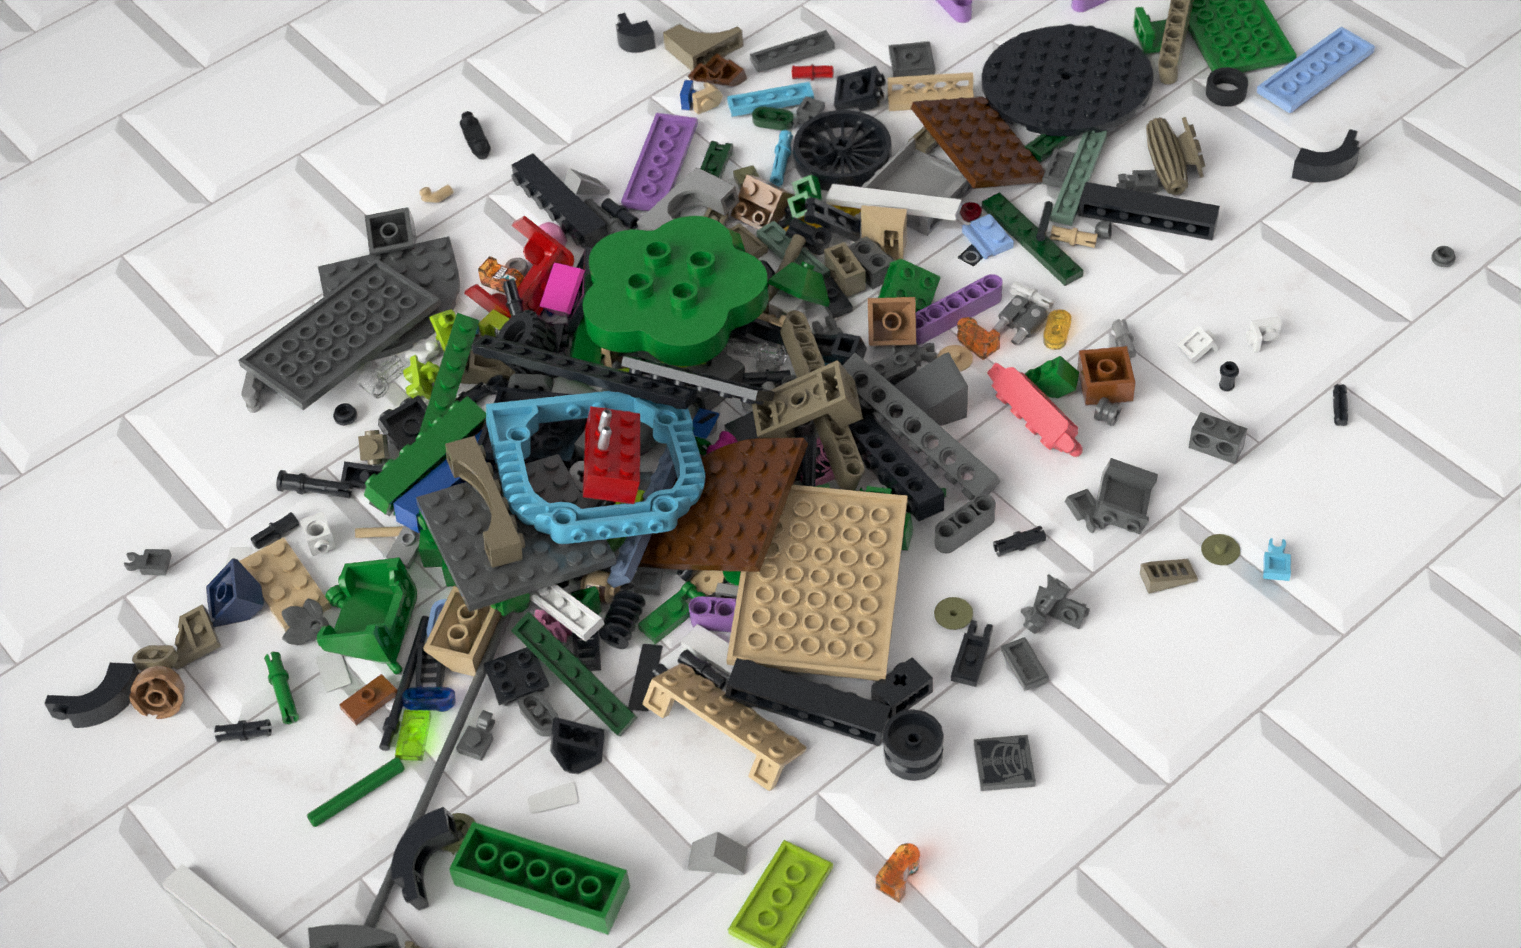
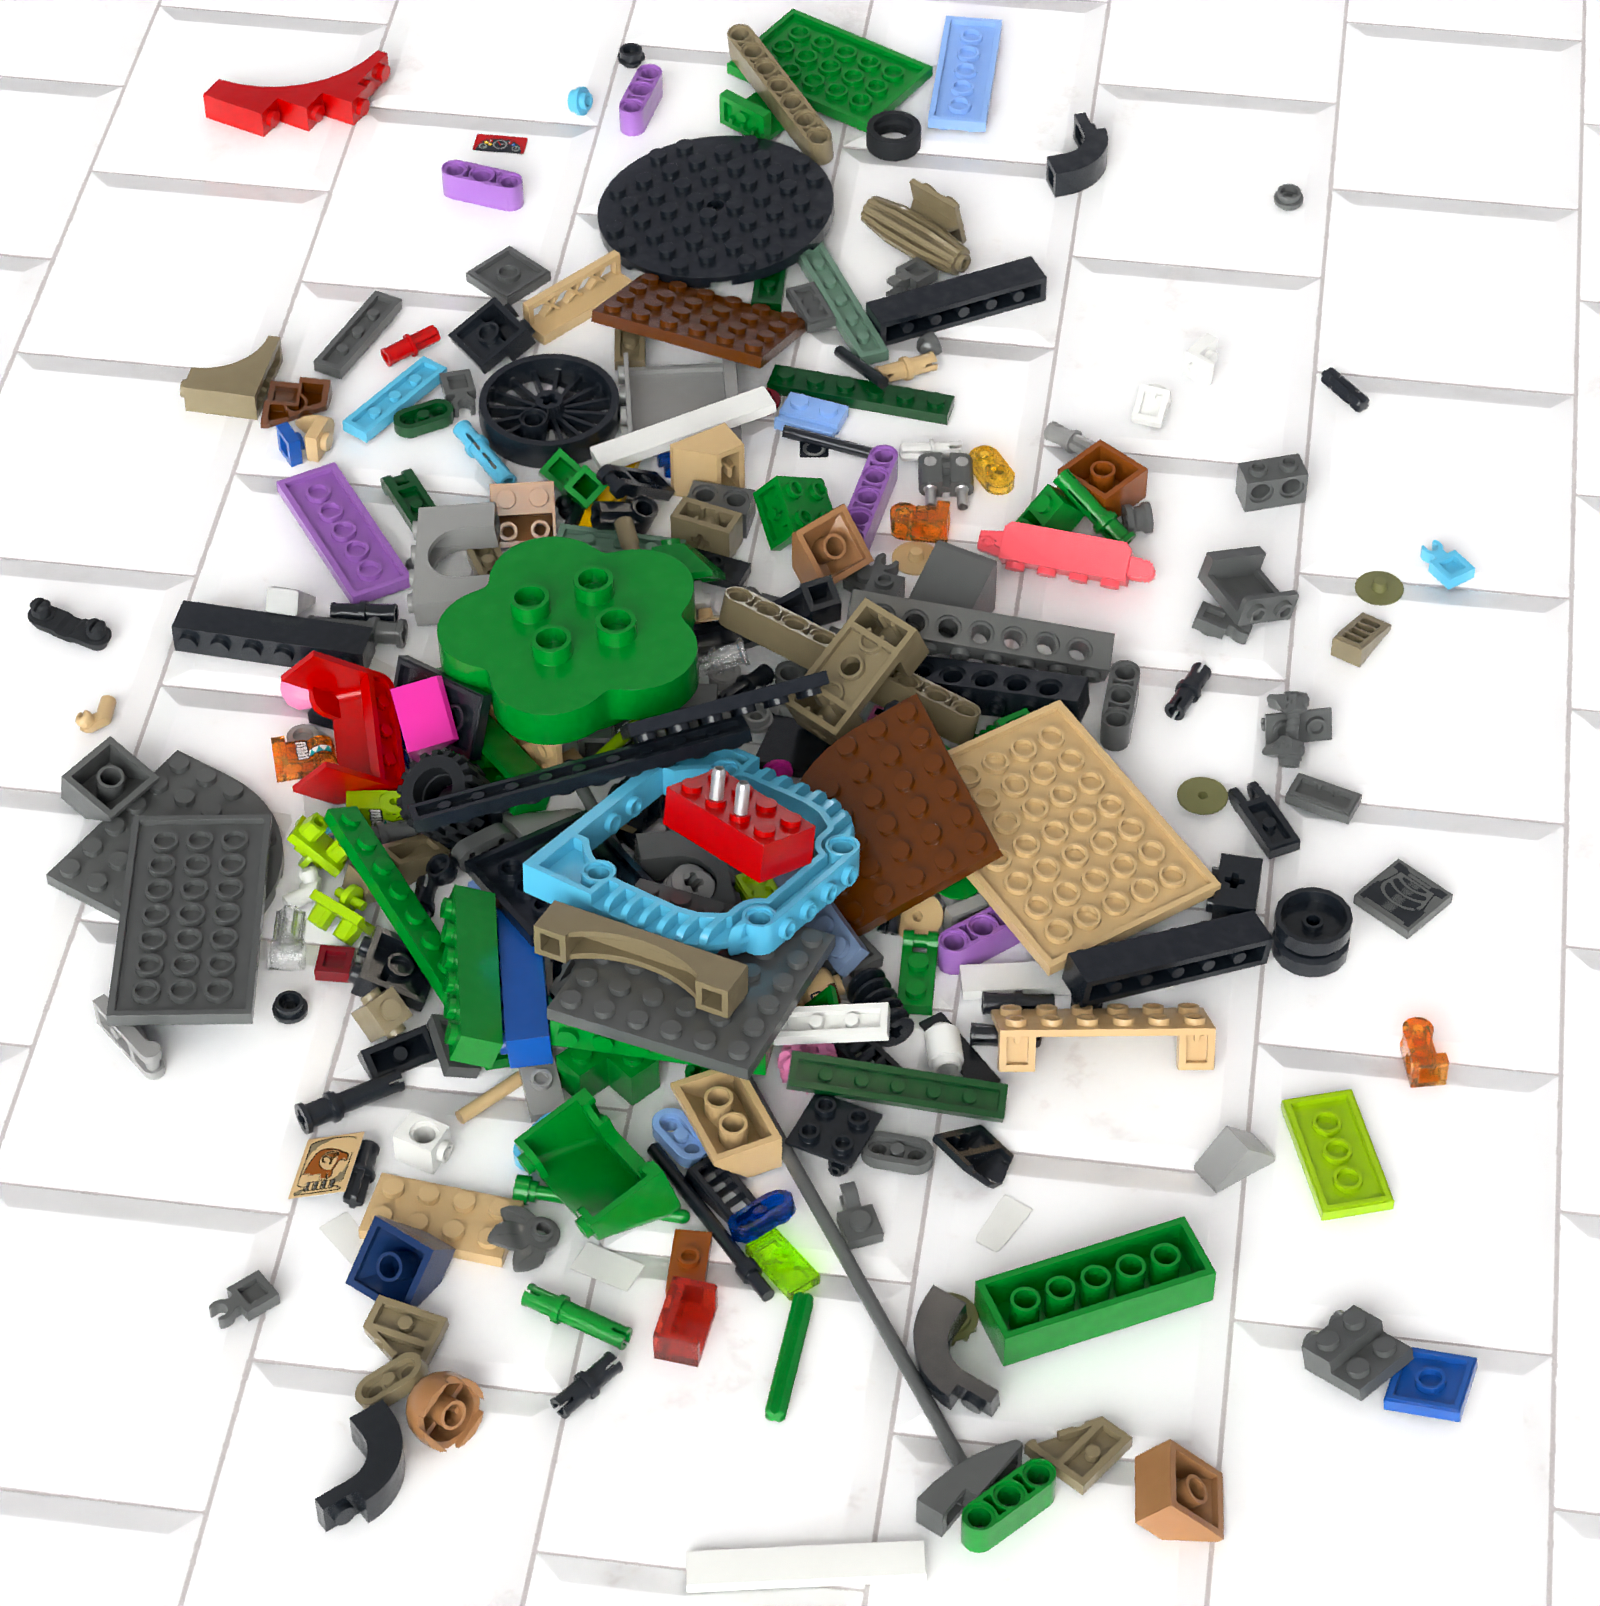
camera: 45 degrees left, 5 degrees down
(264, 514) = (326, 1165): none -> tan sticker
(325, 731) = (685, 1321): none -> clear red panel
(387, 401) = (334, 963): none -> dark red plate
(514, 302) = (376, 762): black axle -> none
(630, 669) = (944, 1048): none -> white brick
(634, 37) = (141, 414): black brick -> none
(740, 174) = (466, 493): olive plate -> none
(977, 254) = (826, 441): none -> black bar
(1079, 400) = (1104, 521): none -> green pin
(1228, 372) = (1217, 412): black pin -> none

